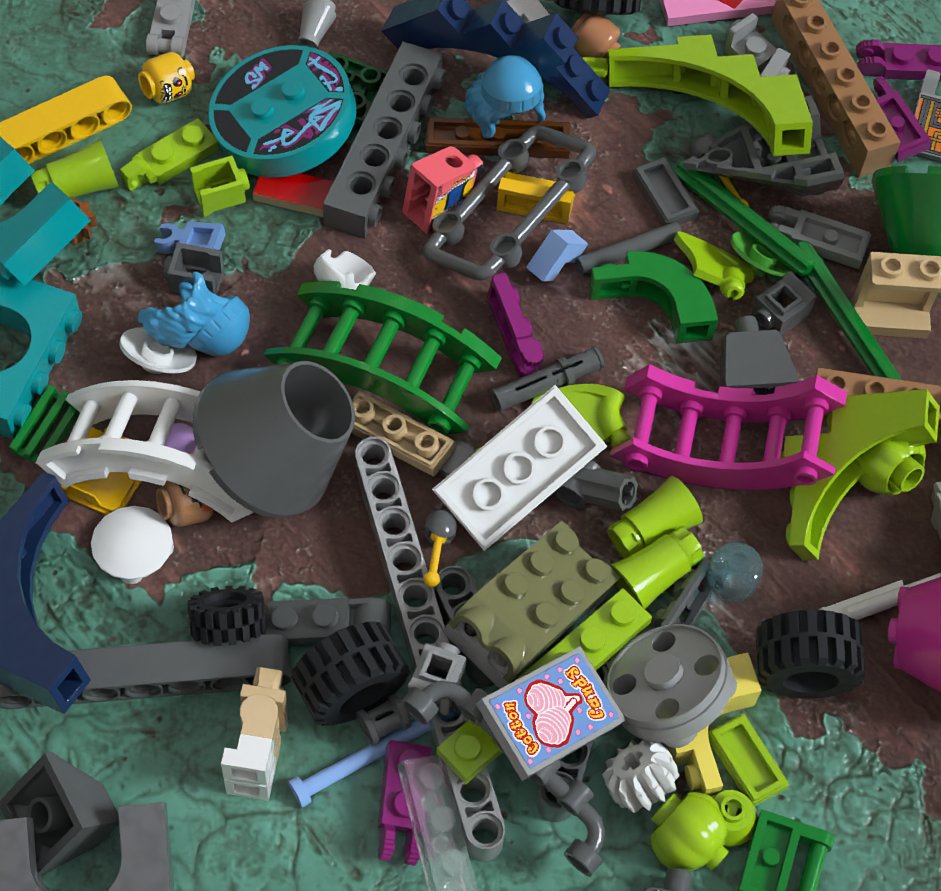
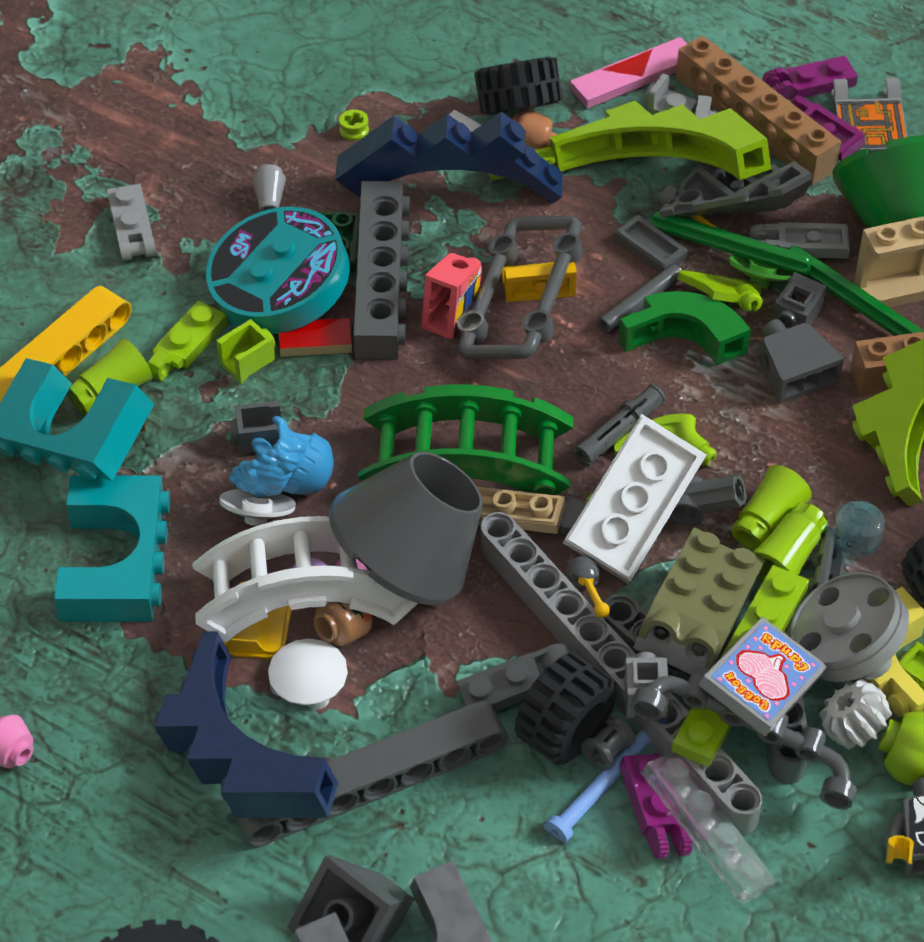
camera: 15 degrees left, 10 degrees down
(35, 418) = (184, 574): green tile -> none
(166, 77) = (153, 273): yellow head -> none
(195, 233) = (223, 407): medium blue plate -> none
(226, 615) = (429, 699): black tyre -> none
(263, 716) = (506, 788): hips -> none
(345, 268) = (395, 383): white hair -> none
(468, 138) = (470, 242): reddish brown tile -> none
(505, 89) = (475, 194): dark azure hair -> none
(513, 327) = (570, 390): magenta hinge -> none
(554, 252) = (578, 320): light blue piece -> none
(735, 406) = (797, 397): dark pink fence -> none

